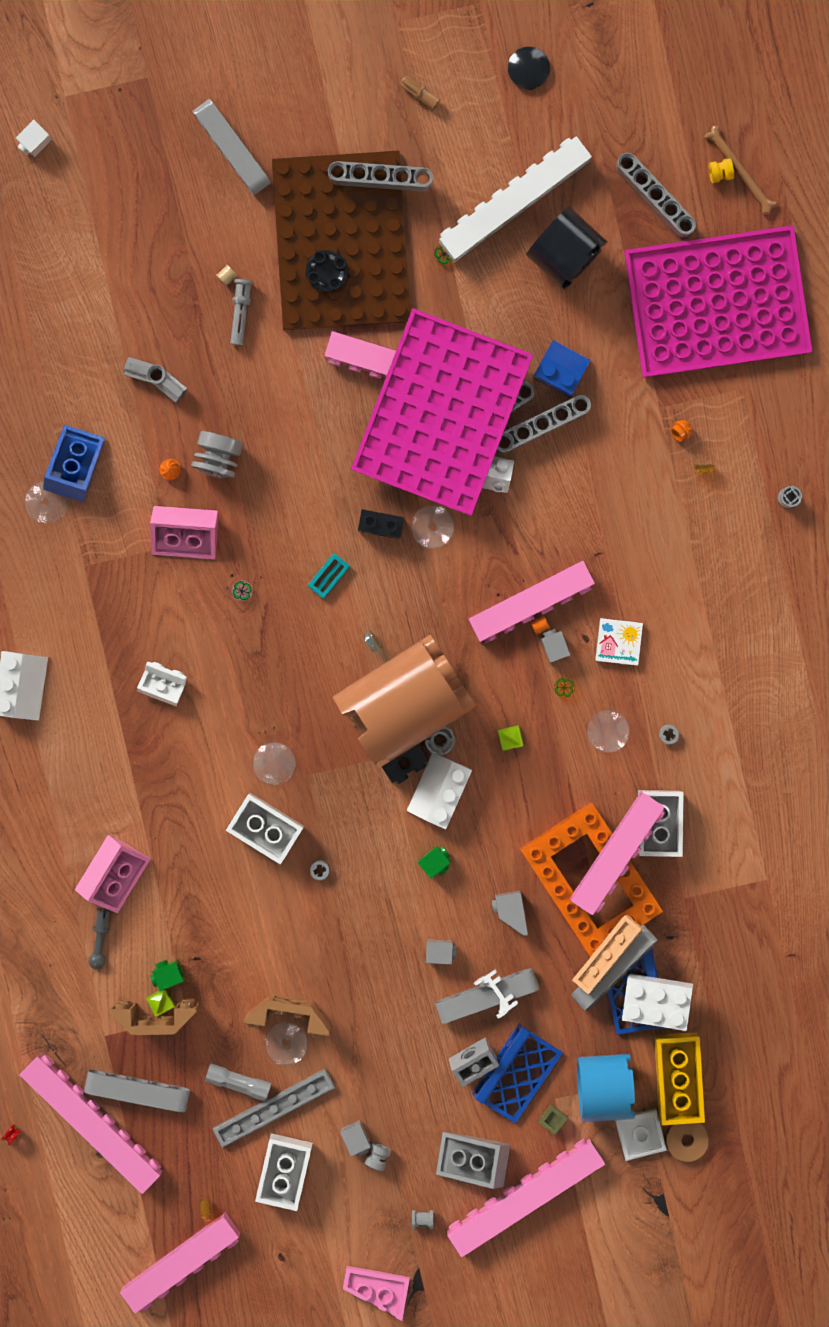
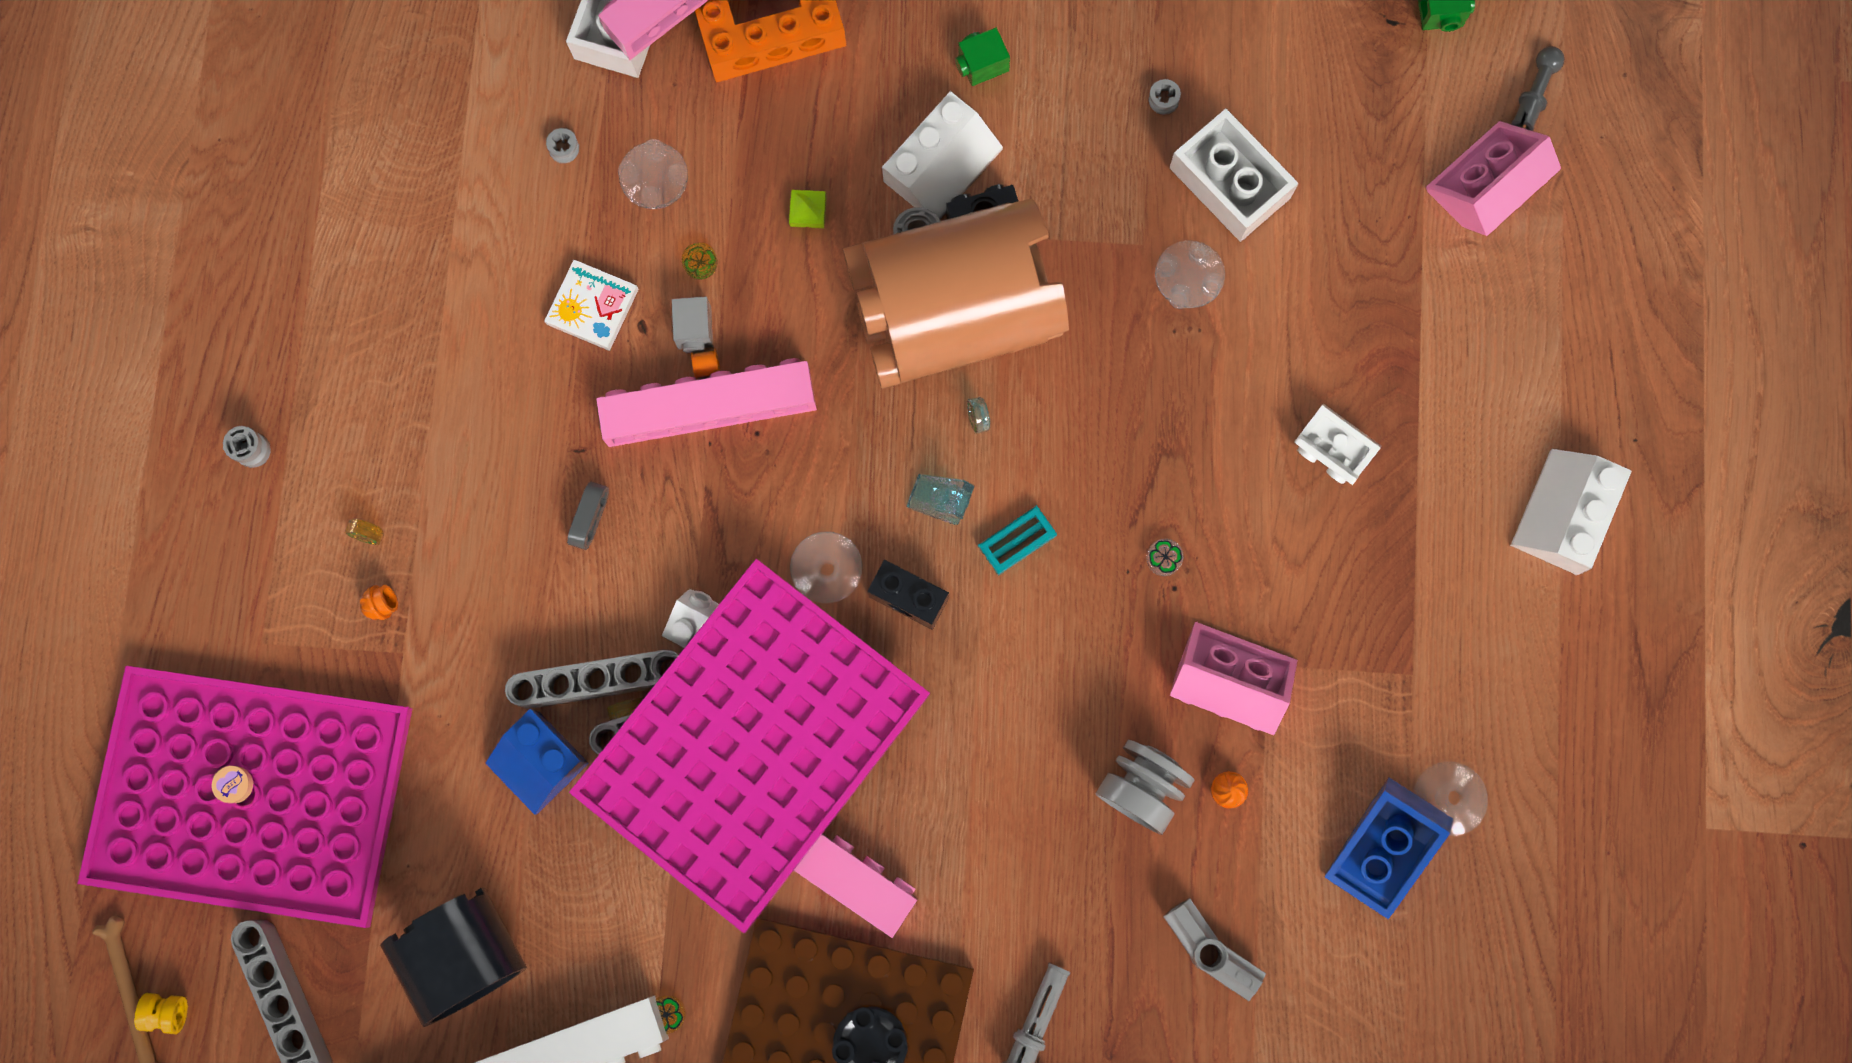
camera: 155 degrees left, 10 degrees down
(379, 586) = (941, 497): none -> clear light blue slope
(520, 412) = (623, 708): none -> clear yellow tile
(578, 516) = (588, 515): none -> dark grey beam
(725, 304) = (232, 784): none -> light nougat tile

